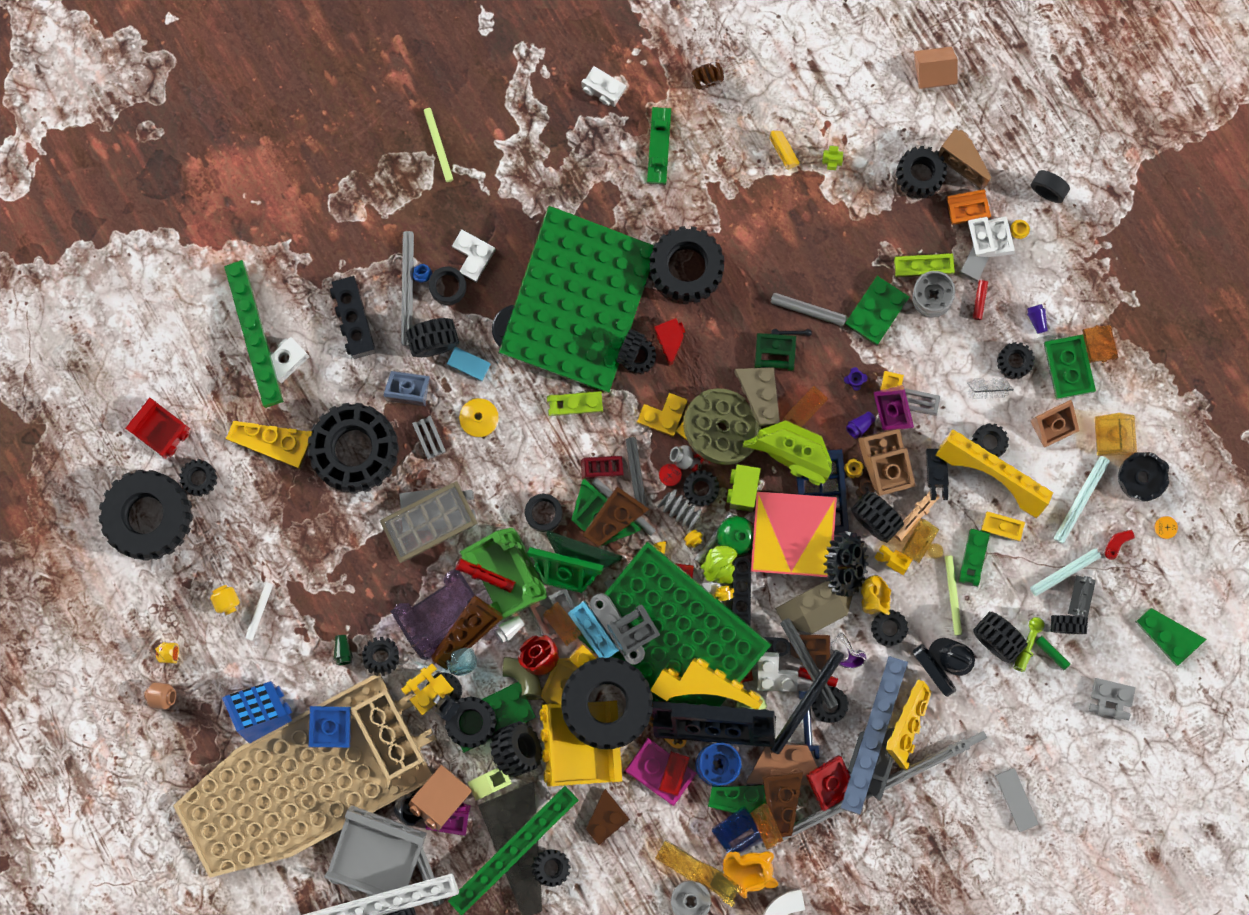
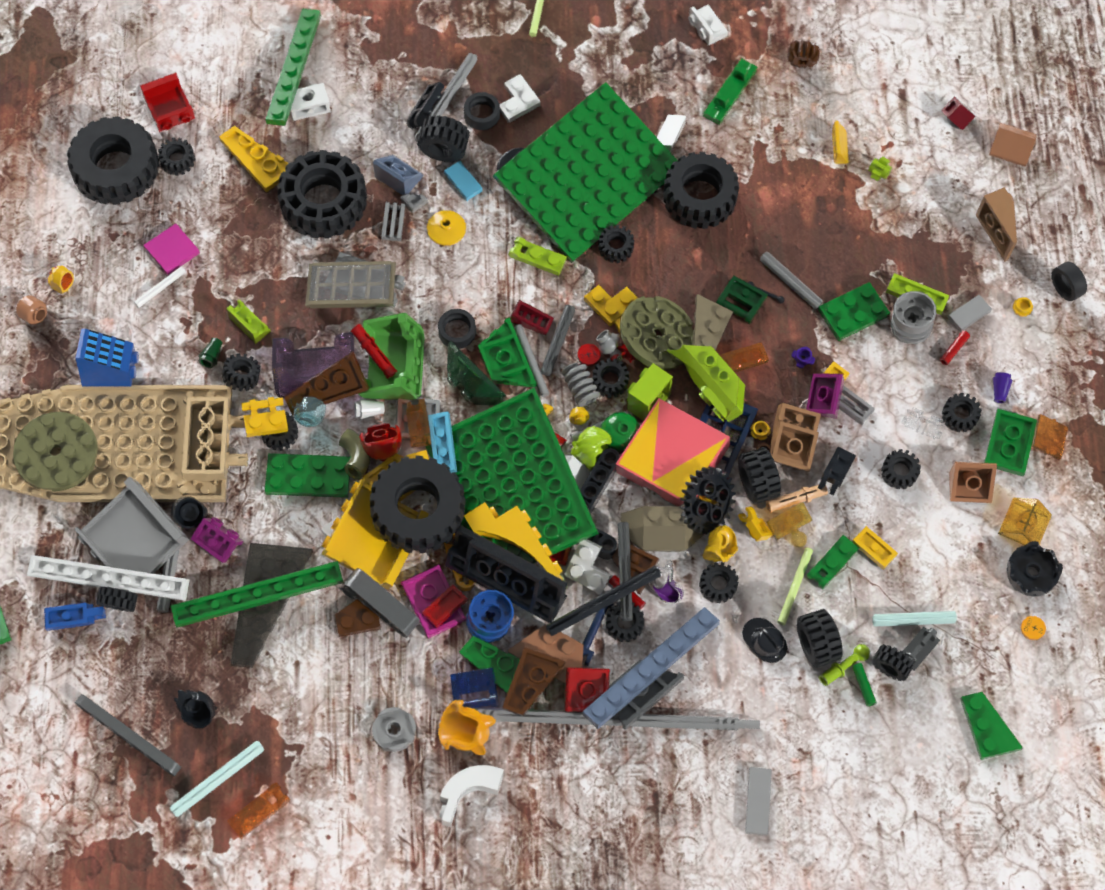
camera: 25 degrees right, 15 degrees down
(224, 600) = (136, 260): yellow head -> none
(247, 569) = (171, 249): none -> dark pink tile
(285, 812) = (70, 466): none -> olive plate
(329, 726) = (159, 405): blue plate -> none
(349, 287) = (382, 122): black brick -> none
(357, 603) = (248, 322): none -> lime hinge
(393, 307) = (424, 105): none -> black hinge
(422, 273) = (465, 90): blue plate -> none
(436, 407) = (414, 201): none -> light grey tile
(439, 798) = (218, 514): nougat panel -> none
(446, 707) = (271, 432): black plate -> none
(485, 733) = (285, 447): black tyre -> none
(489, 783) = (273, 527): yellowish green slope -> none
(516, 749) = (312, 506): black tyre -> none
(562, 872) = (291, 620): black tyre -> none
(564, 570) = (446, 380): green wing -> none
(610, 613) = (465, 451): light grey plate -> none
(614, 516) = (516, 359): reddish brown wing -> none
(618, 800) = (380, 601): none -> dark grey beam
(627, 216) = (671, 130): none -> white slope
(630, 348) = (611, 226): black tyre -> none
(635, 636) = (476, 461): dark grey plate -> none
(670, 338) = (653, 243): red slope -> none
(699, 872) = (416, 705): clear yellow piece -> none
(724, 593) = (580, 470): yellow plate -> none
(767, 826) = (503, 693): clear orange plate -> none
(859, 425) = (786, 395): dark purple cone -> none
(873, 62) = (958, 113): none -> dark red panel
(909, 723) = (688, 675): yellow wing -> none
(927, 158) = (961, 204): black tyre -> none
(934, 670) = (741, 640): black beam -> none
(968, 206) = (984, 266): orange plate -> none
(991, 237) = (992, 299): white slope -> none
(1028, 493) = (913, 527): yellow arch -> none
(1081, 499) = (963, 562): light aqua axle -> none
(1115, 693) = (904, 751): light grey plate -> none
(1116, 542) = (977, 616): red arm -> none

